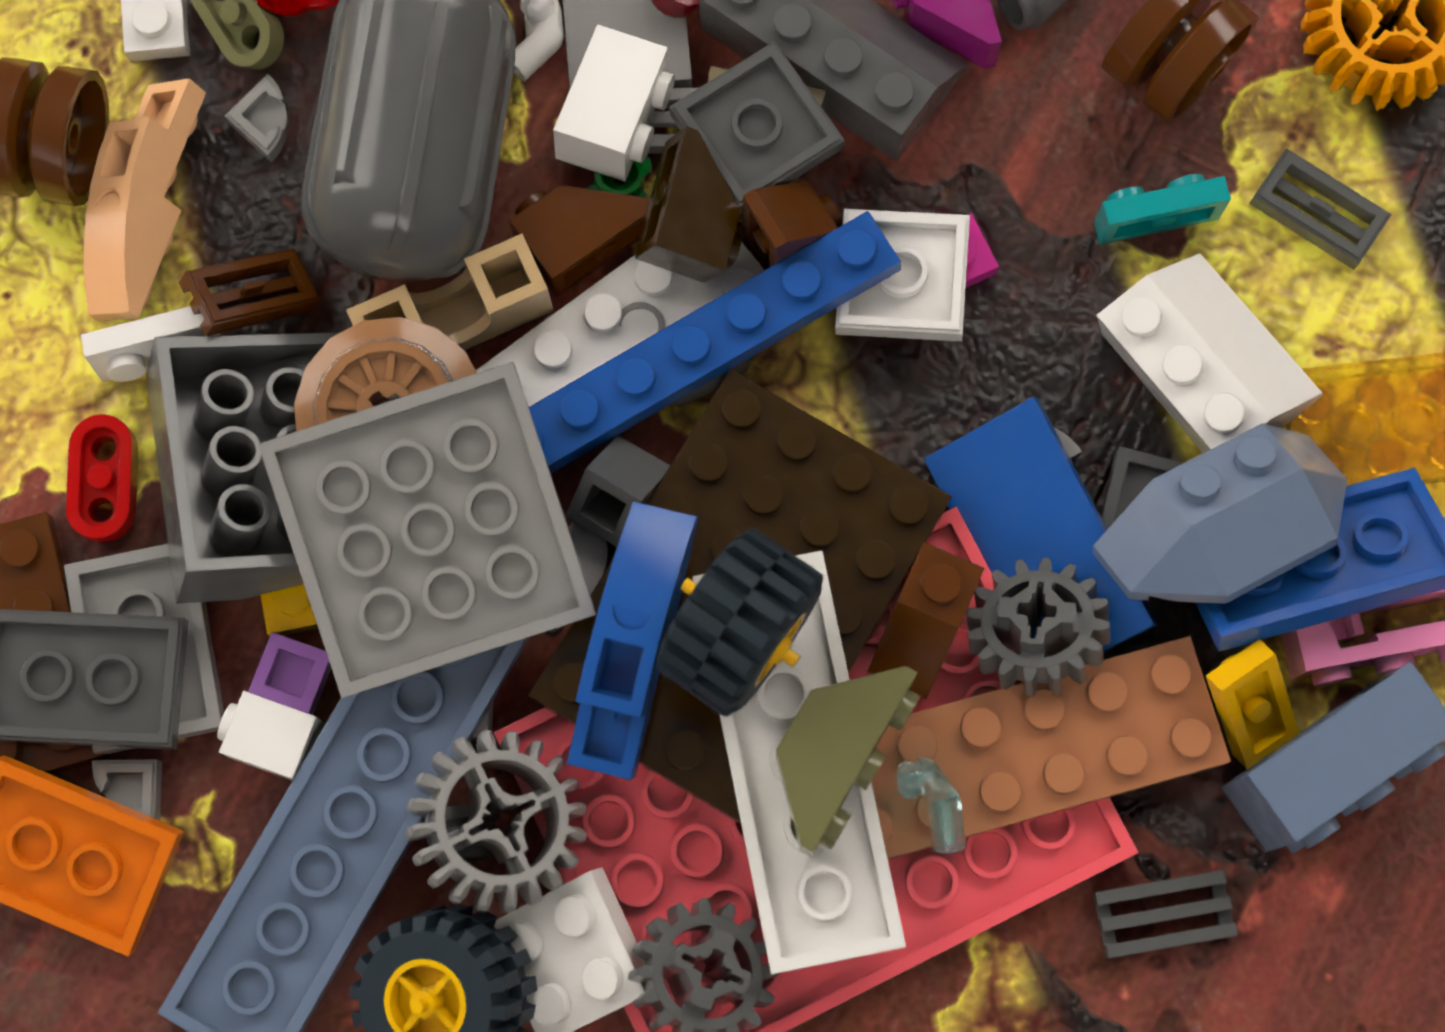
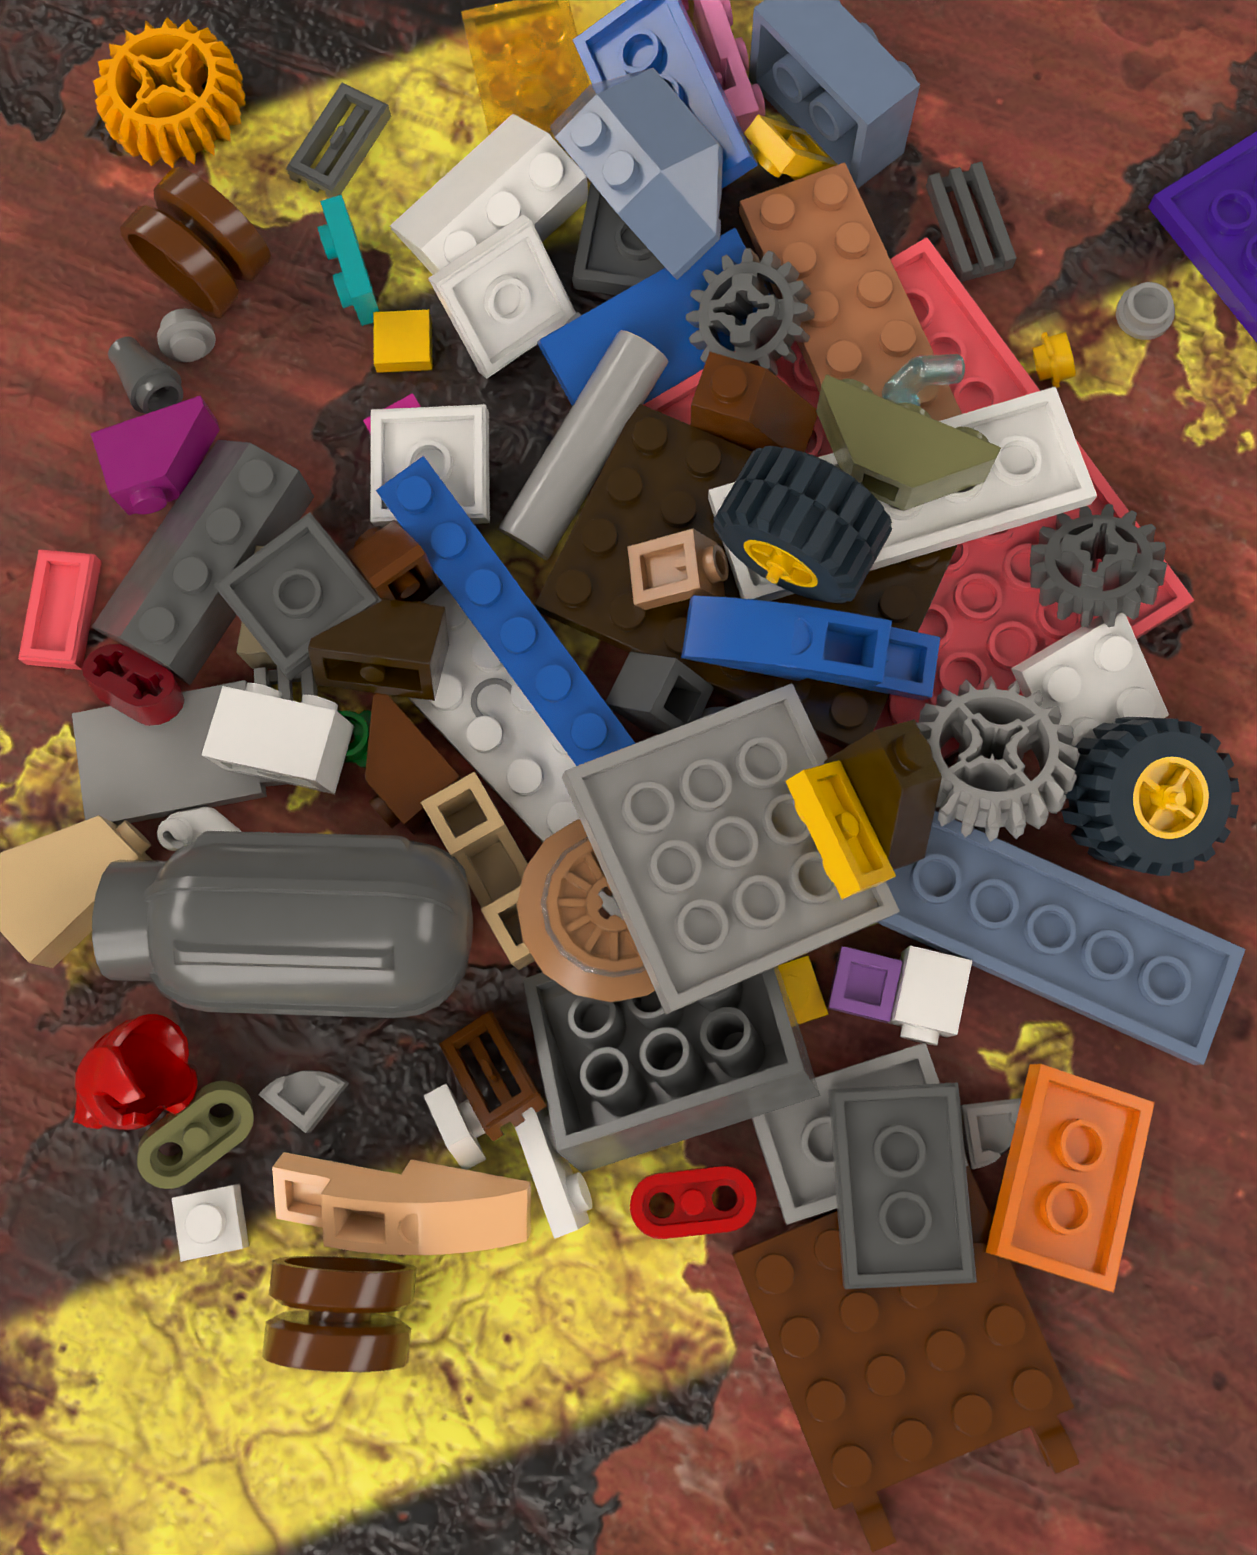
camera: 90 degrees left, 0 degrees up
(203, 249) = (457, 1126): none -> white plate
(422, 636) = (840, 829): none -> yellow plate
(460, 699) = (896, 788): none -> dark brown slope
(734, 502) = (676, 569): none -> medium nougat bracket
(912, 437) = (583, 444): none -> light grey brick
(977, 984) = (1054, 358): none -> yellow plate
(1066, 262) = (402, 341): none -> yellow tile
(1086, 33) = (185, 335): none -> light grey plate
(1093, 365) = (503, 296): none -> white tile

